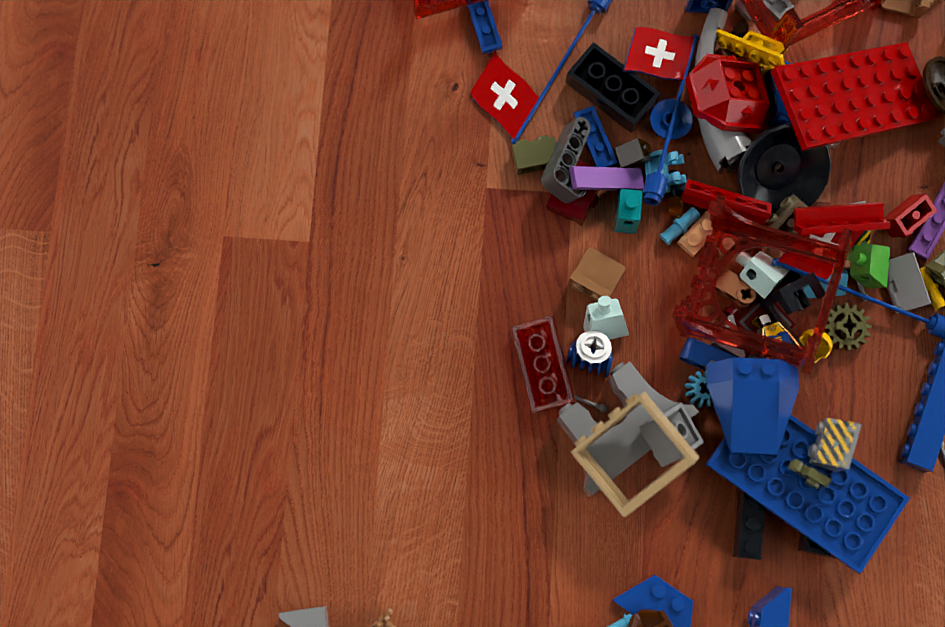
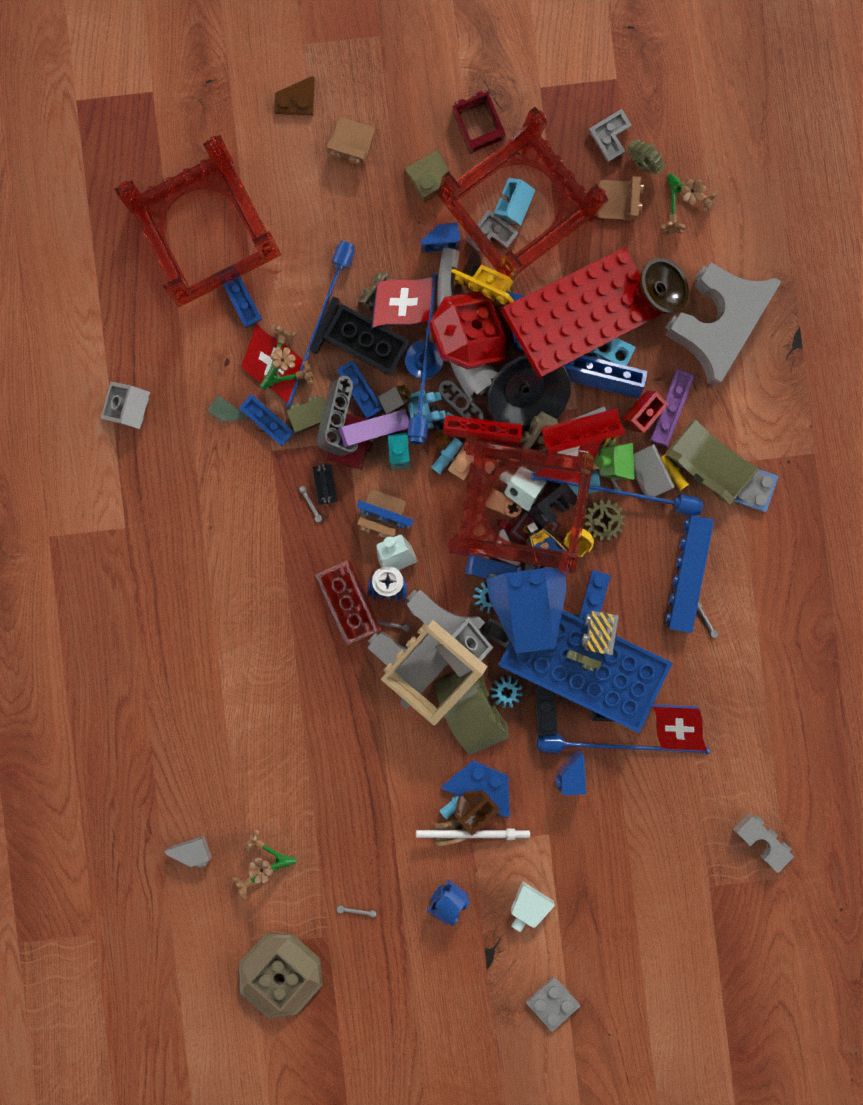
camera: 15 degrees left, 10 degrees up
(337, 109) = (125, 404): none -> light grey slope
(444, 136) = (225, 411): none -> clear light blue tile
(487, 153) = (266, 420): none -> blue plate
(520, 84) = (283, 361): none -> medium nougat plant
(524, 268) = (318, 518): none -> light grey hinge
(538, 232) = (324, 484): none -> black hinge
(560, 78) = (328, 317): none -> black tile
(601, 275) = (384, 515): none -> blue plate
(622, 42) = (369, 293): none -> dark tan hinge
(663, 520) = (472, 717): none -> olive panel
(689, 163) = (461, 395): none -> light grey beam
(703, 508) = (502, 697): none -> medium azure gear
(709, 431) = (496, 632): none -> light grey slope
(825, 404) = (594, 593): none -> blue plate
(872, 170) = (607, 376): none -> blue brick
(875, 152) = (612, 347): none -> medium azure brick
(902, 580) = (677, 730): none -> flag

